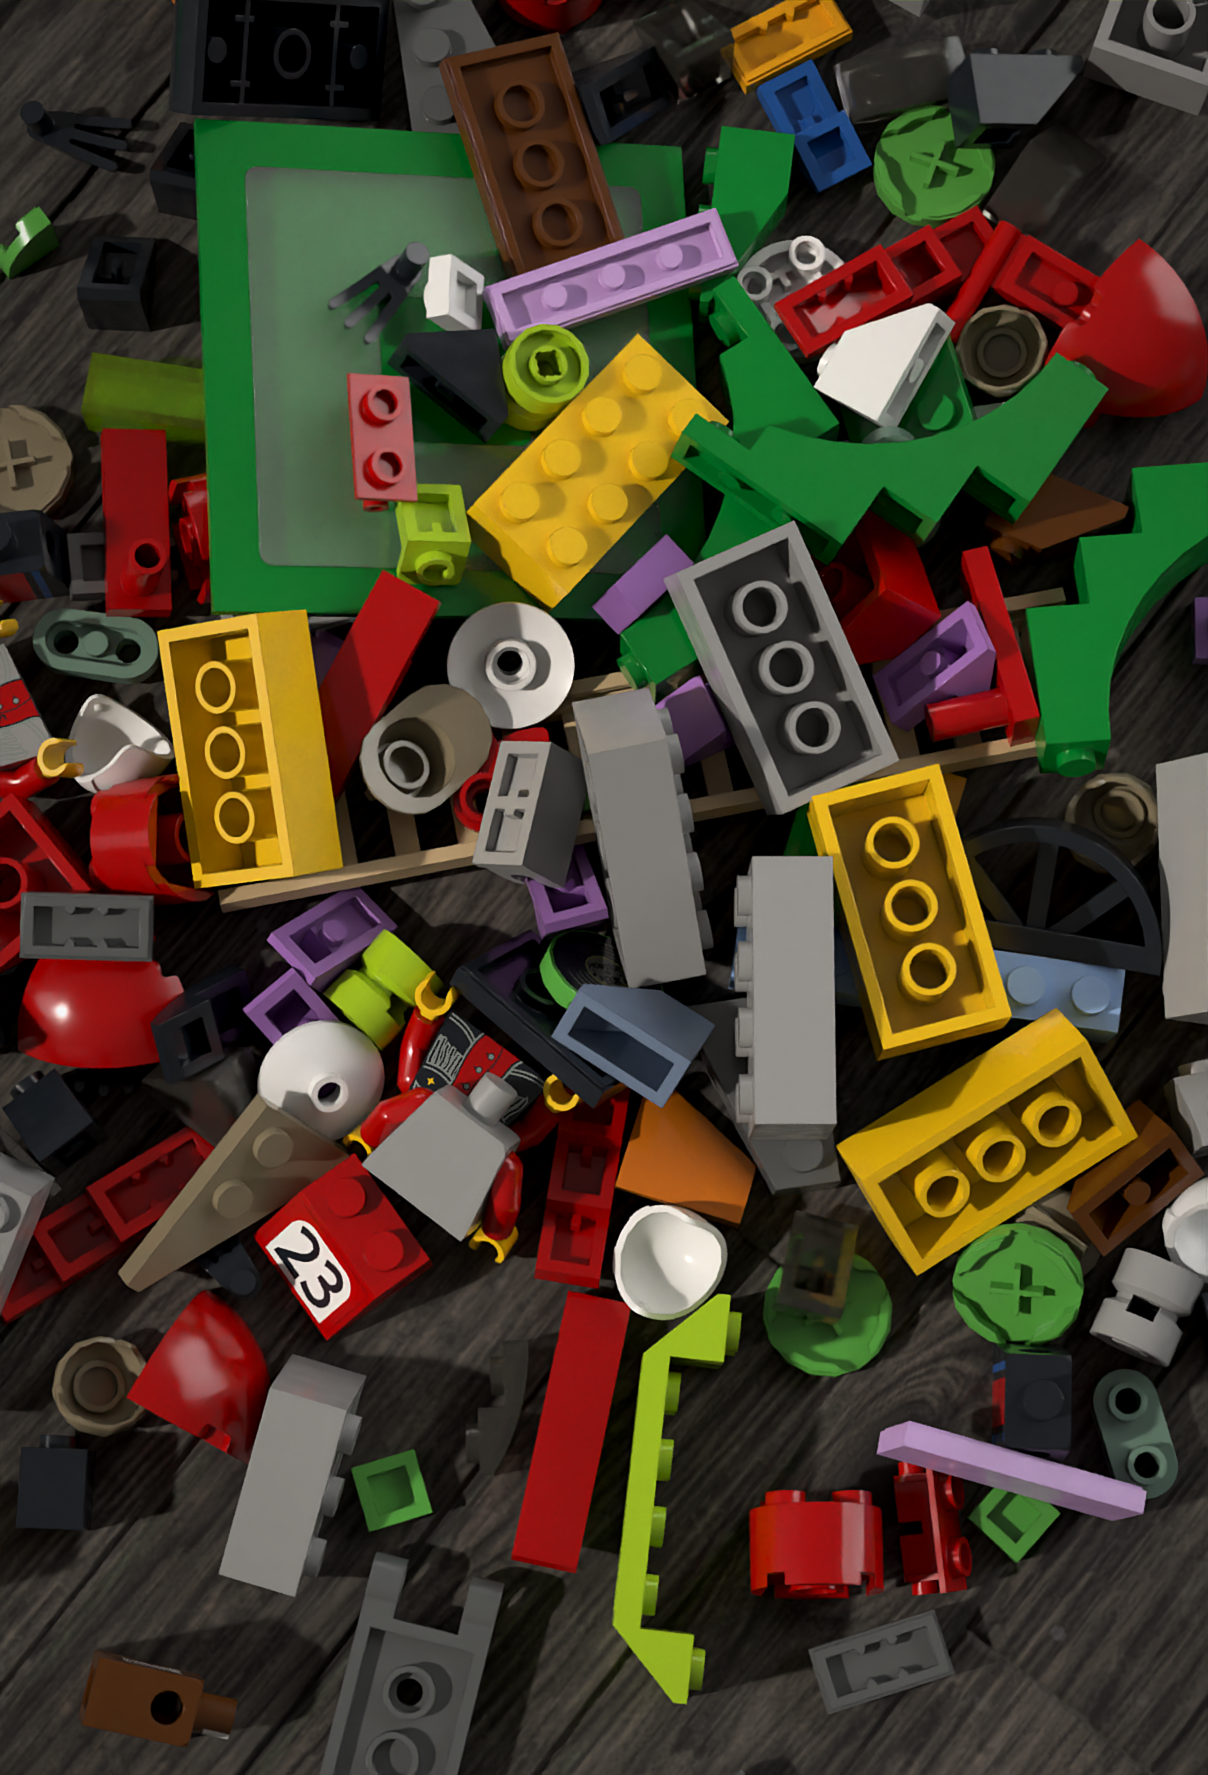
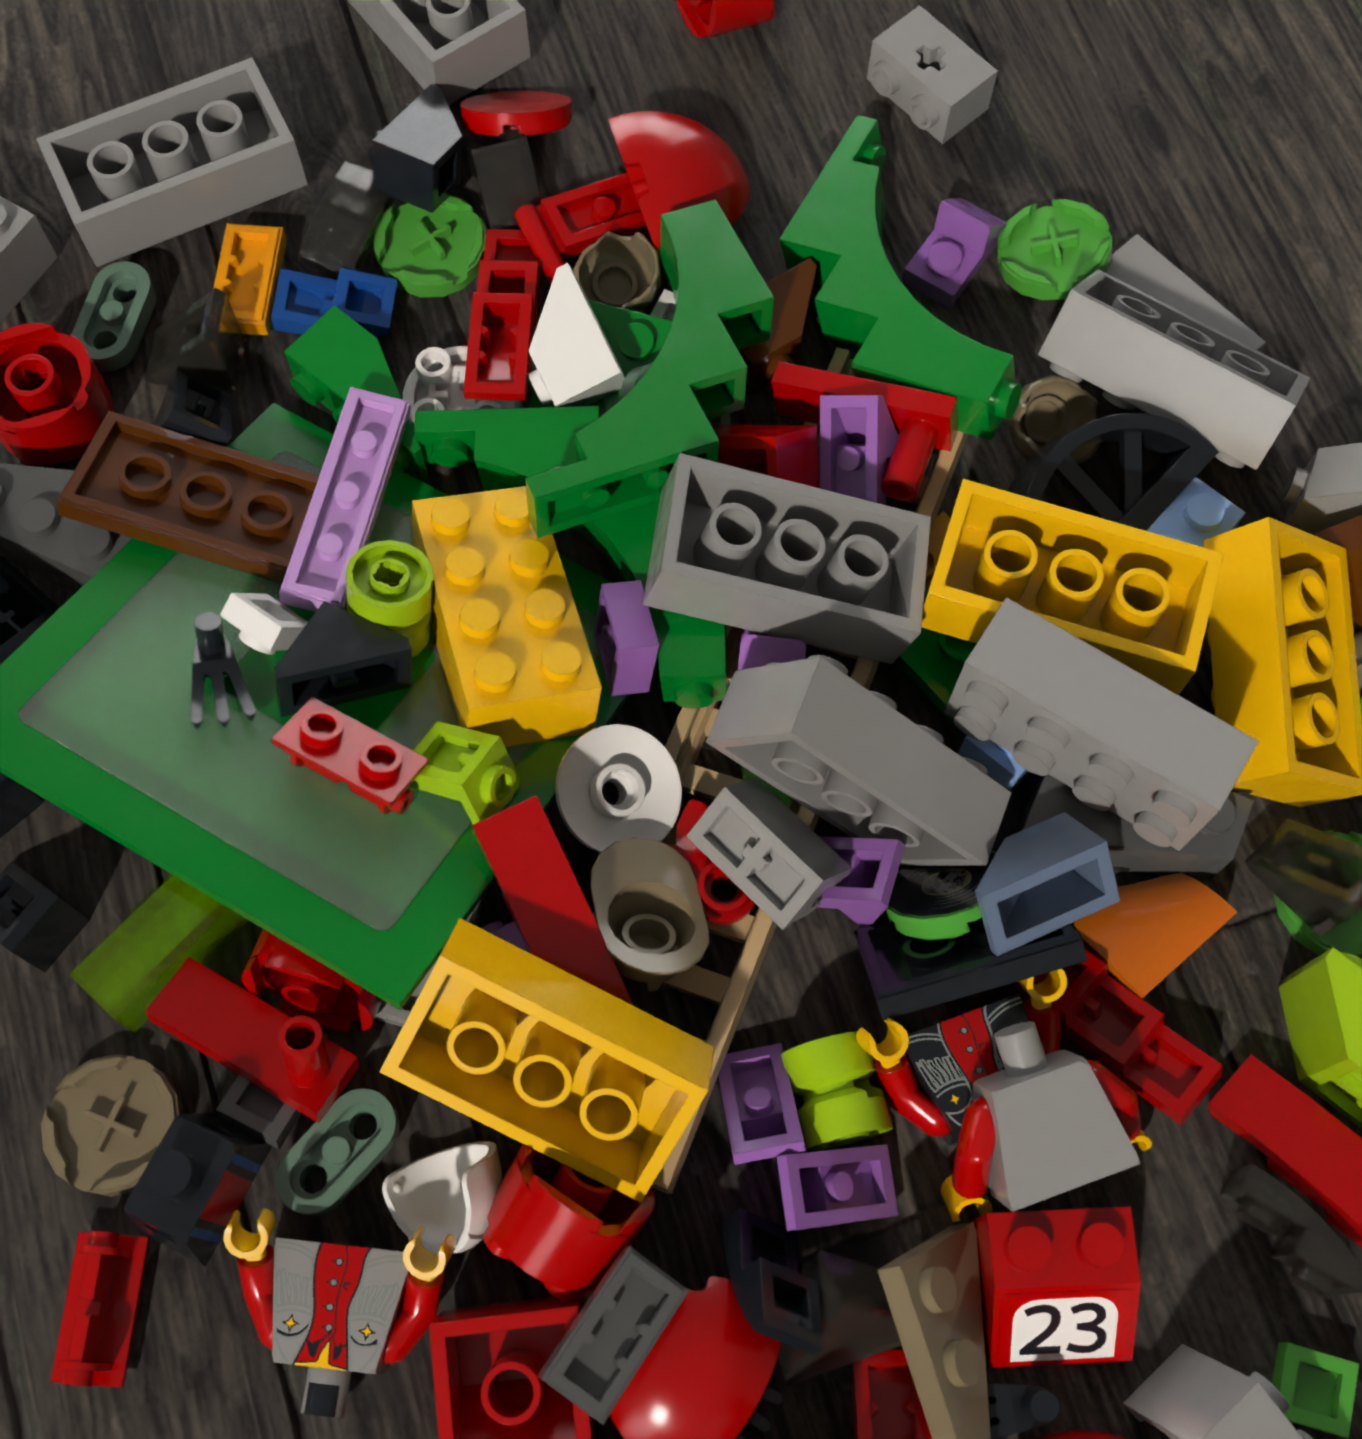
camera: 55 degrees left, 10 degrees down
(320, 1055) = (884, 1199): white dish -> none
(668, 1261) = (1233, 998): white helmet -> none
(1114, 148) = (516, 110): none -> red tile

